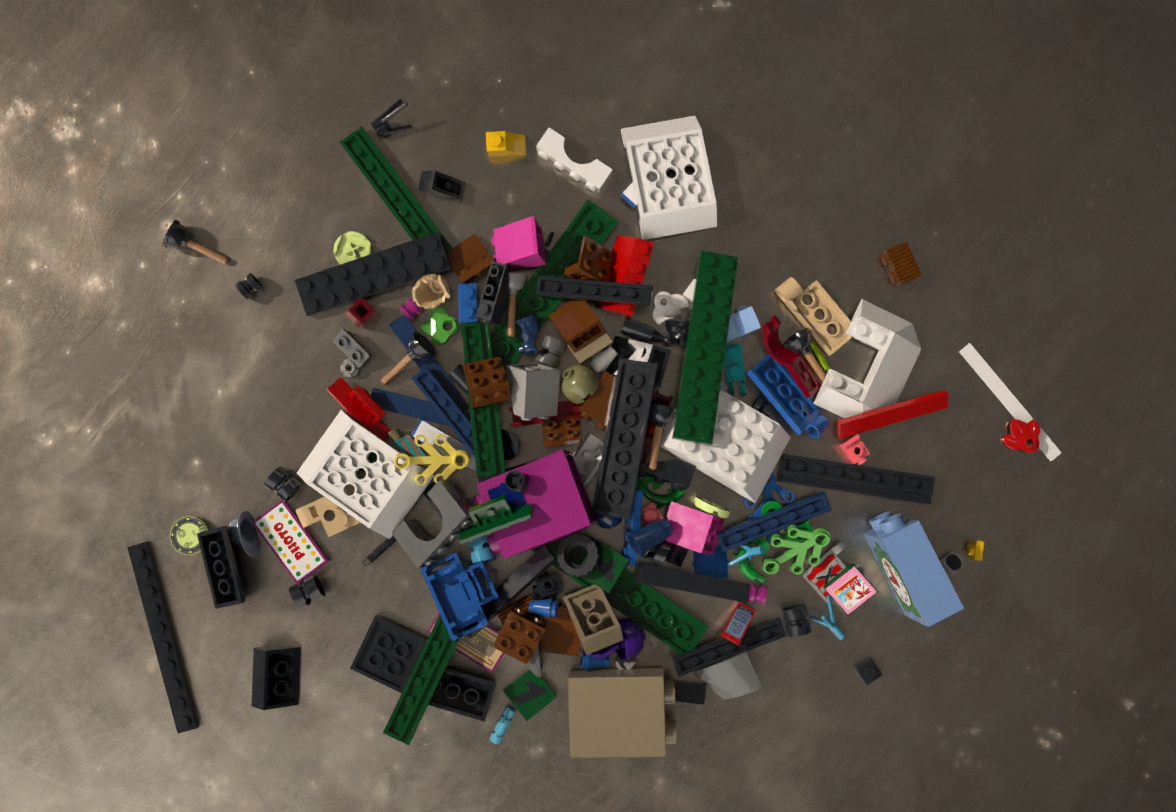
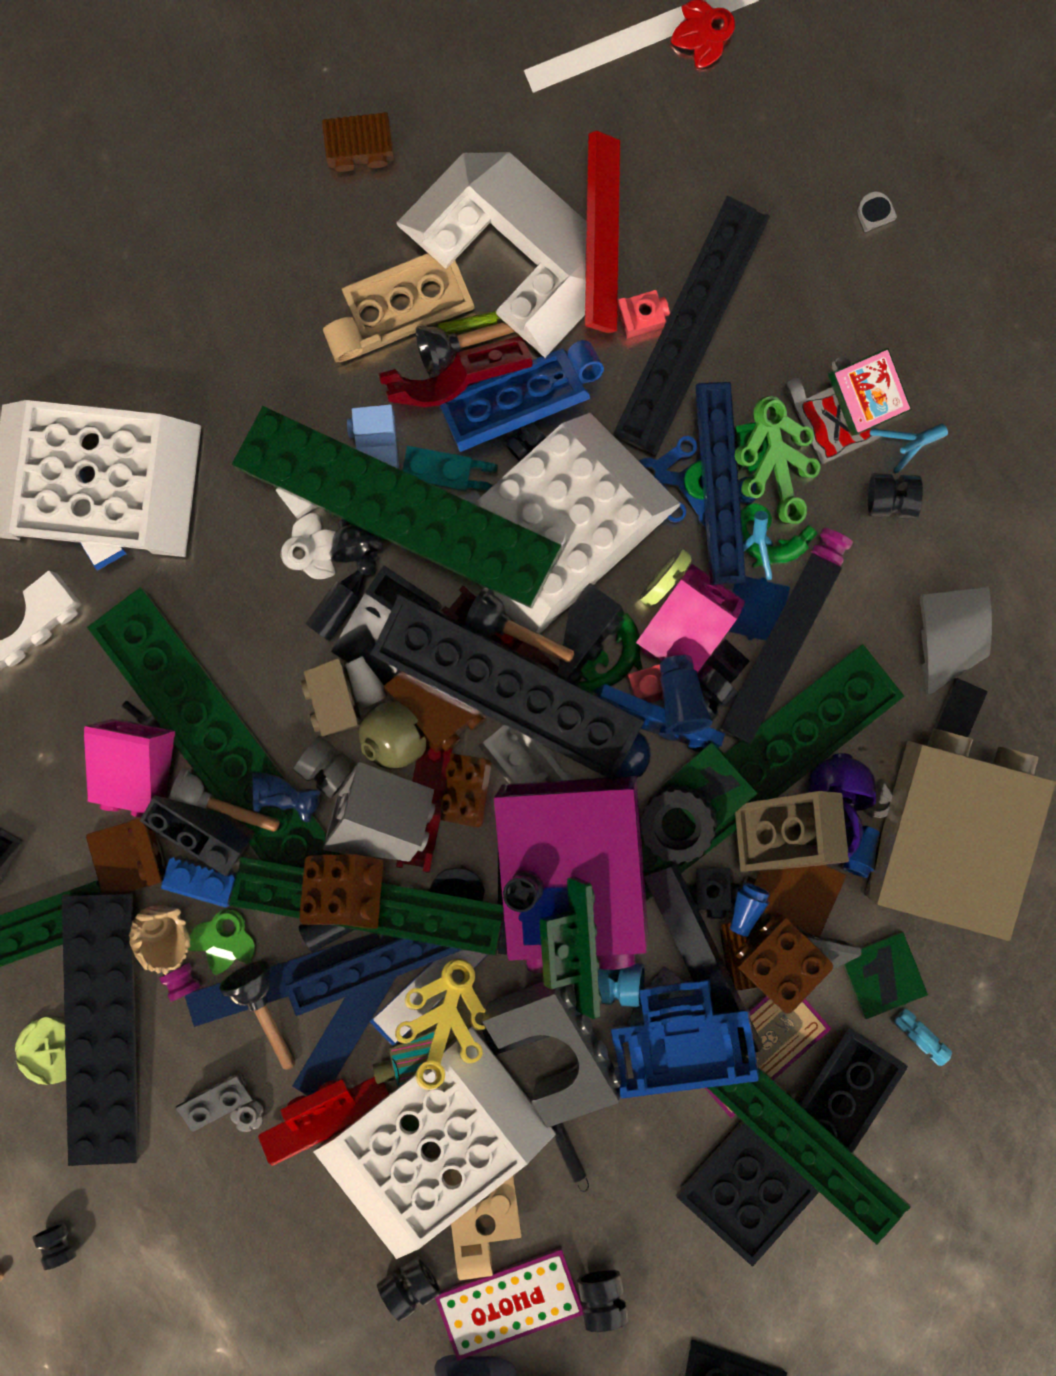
camera: 70 degrees left, 0 degrees up
(359, 312) = (157, 1071): dark red brick -> none
(577, 324) = (290, 708): reddish brown brick -> none
(593, 262) = (202, 653): reddish brown bracket -> none
(594, 290) = (244, 662): black tile -> none
(628, 266) = (235, 604): red slope -> none
(724, 649) = (904, 621): black tile -> none
(738, 623) = (871, 593): tile -> none
(868, 671) = (1013, 403): black plate -> none
(912, 568) = (867, 278): medium blue brick -> none
(975, 549) = (866, 167): yellow plate -> none

